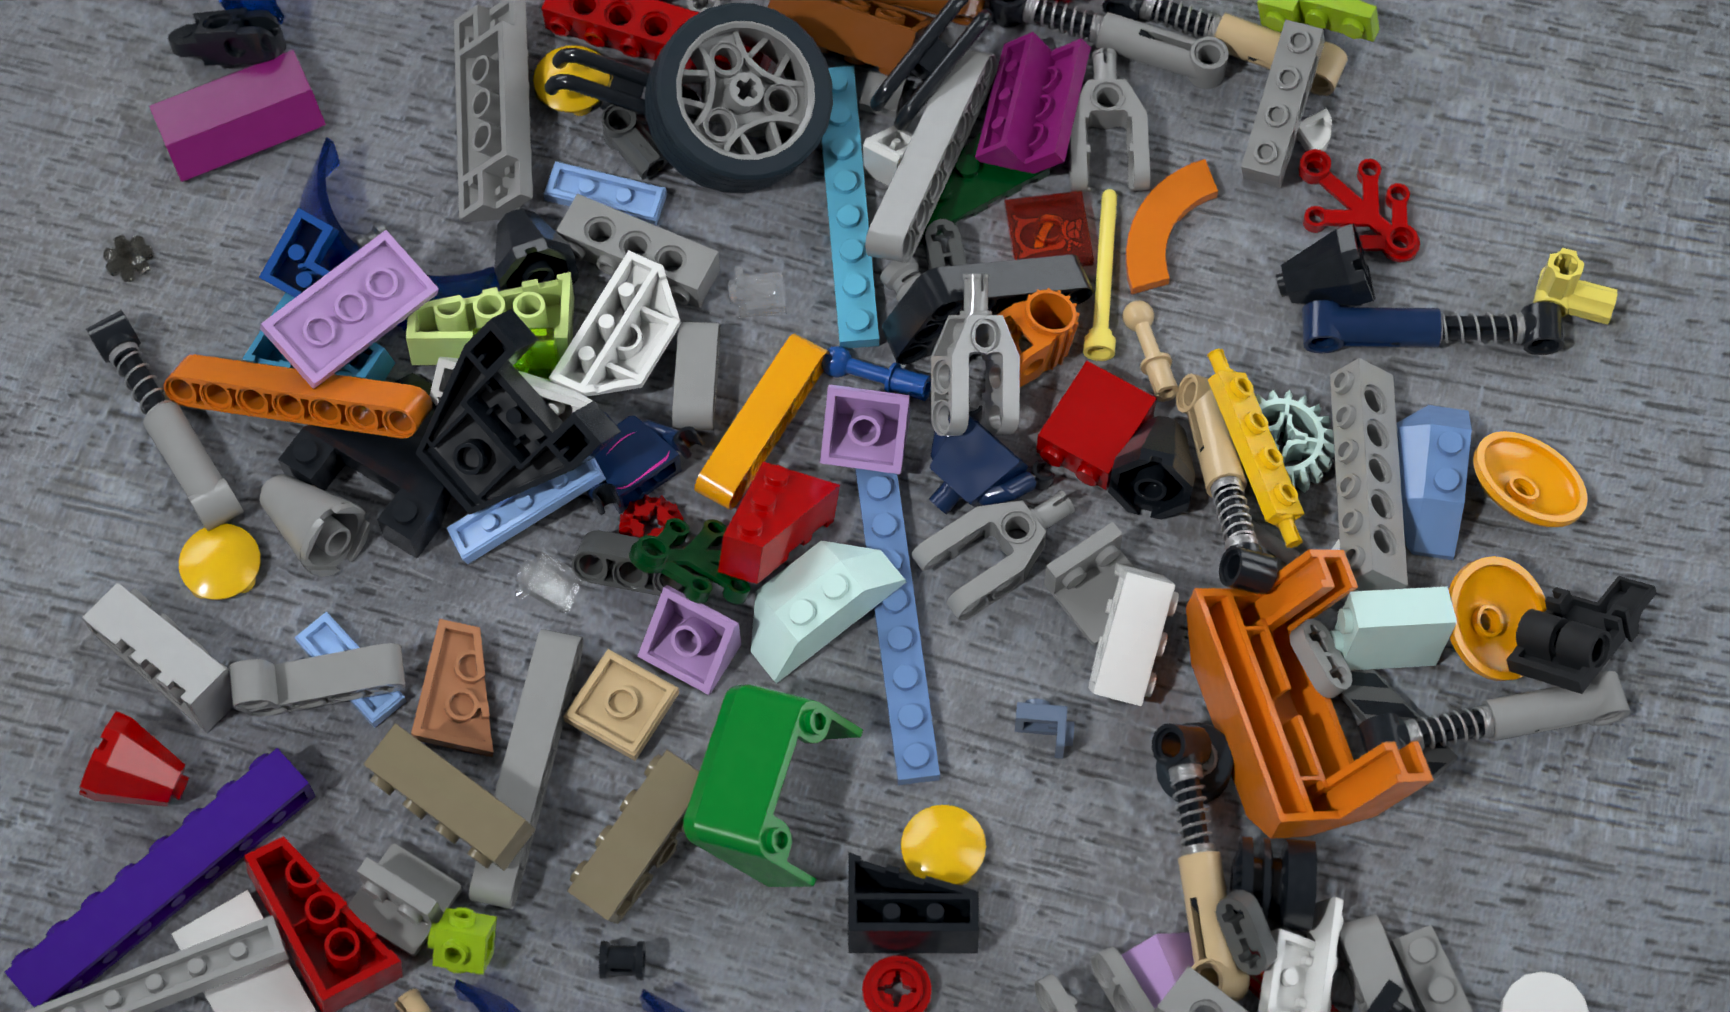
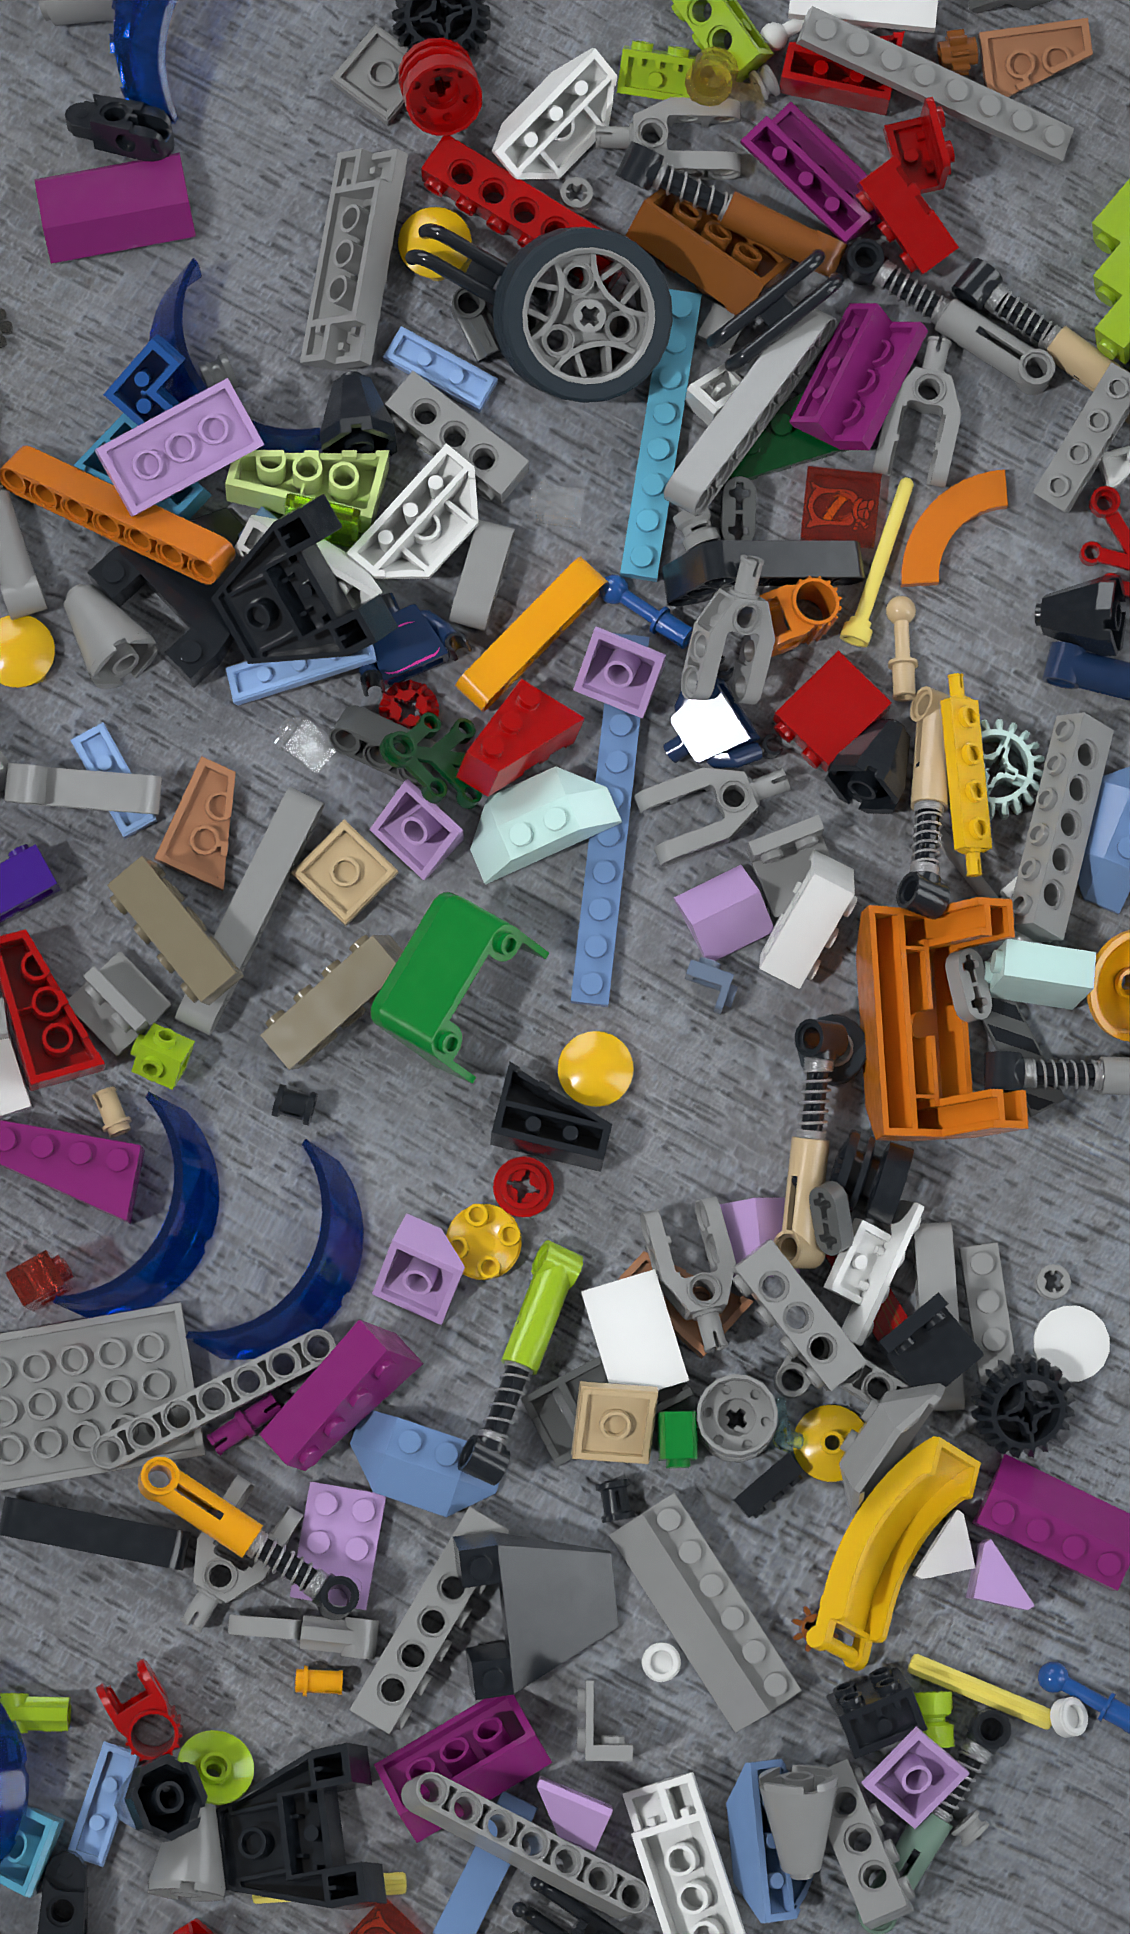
camera: 10 degrees right, 15 degrees up
(1040, 652) = (725, 913): none -> lavender slope
(1516, 952) = (1064, 1282): none -> light grey bush

